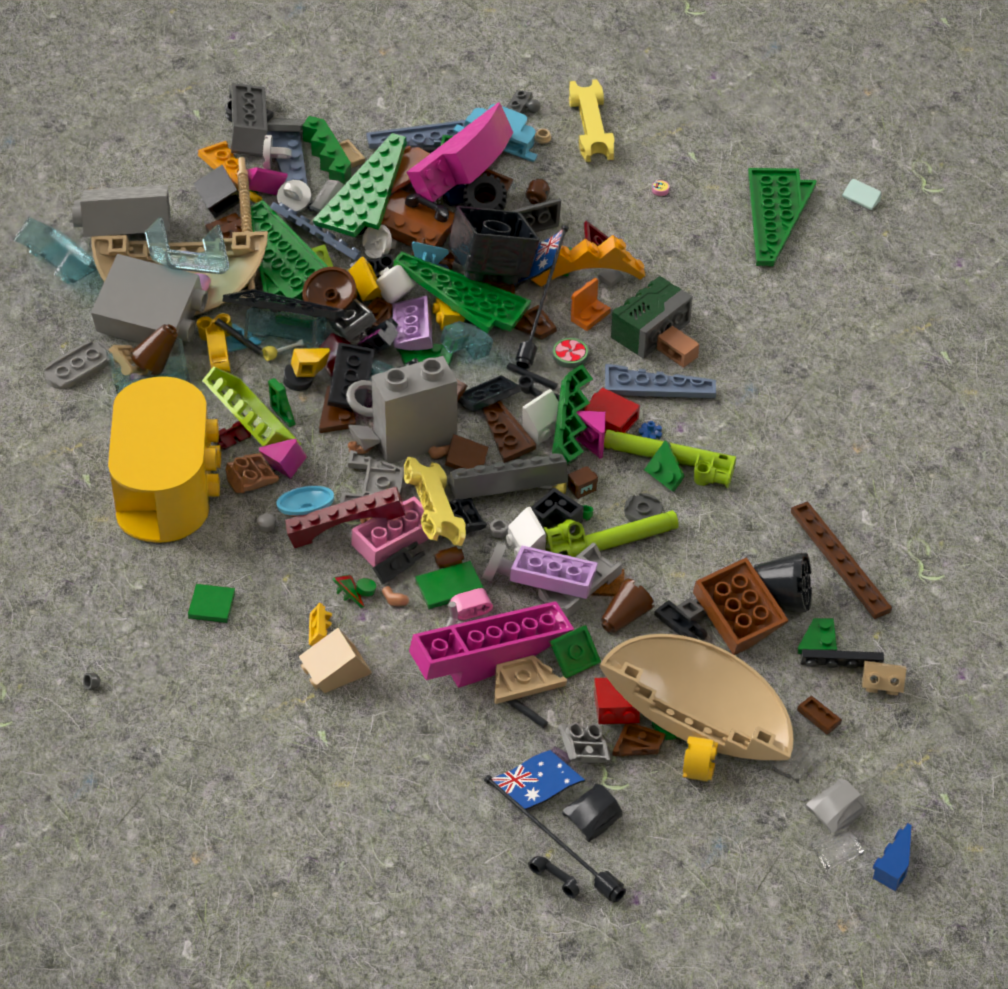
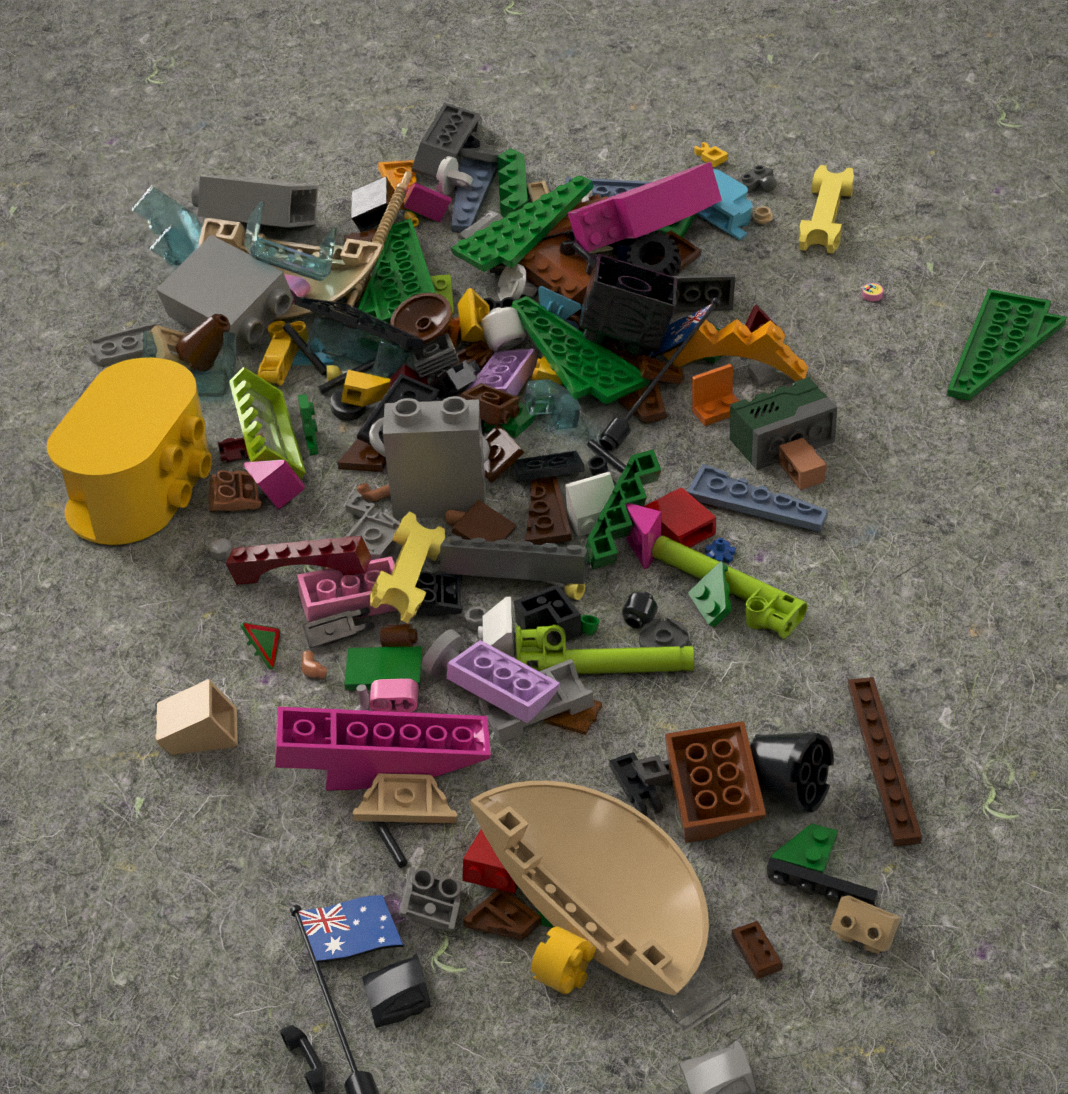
camera: 25 degrees right, 5 degrees down
(211, 603) = (108, 621): green tile -> none
(284, 352) = (341, 379): none -> black bar
(295, 195) = (450, 223): white tile -> none
(305, 500) = (270, 532): medium azure dish -> none
(318, 624) = (211, 668): yellow plate -> none
(327, 237) = (444, 251): sand blue wing -> none
(364, 436) = (377, 480): light grey slope -> none
(366, 587) = (286, 646): green tile -> none
(422, 349) = (494, 404): none -> reddish brown plate
(474, 88) = (713, 155): none -> yellow plate
(533, 293) = (651, 368): none -> reddish brown wing
(537, 191) = (724, 265): reddish brown head -> none
(570, 352) = (671, 443): tile -> none
(575, 651) = (477, 776): green tile -> none
(582, 482) = (604, 589): reddish brown brick -> none
(617, 492) = (639, 609): none -> black head
(626, 606) = (573, 746): reddish brown cone -> none

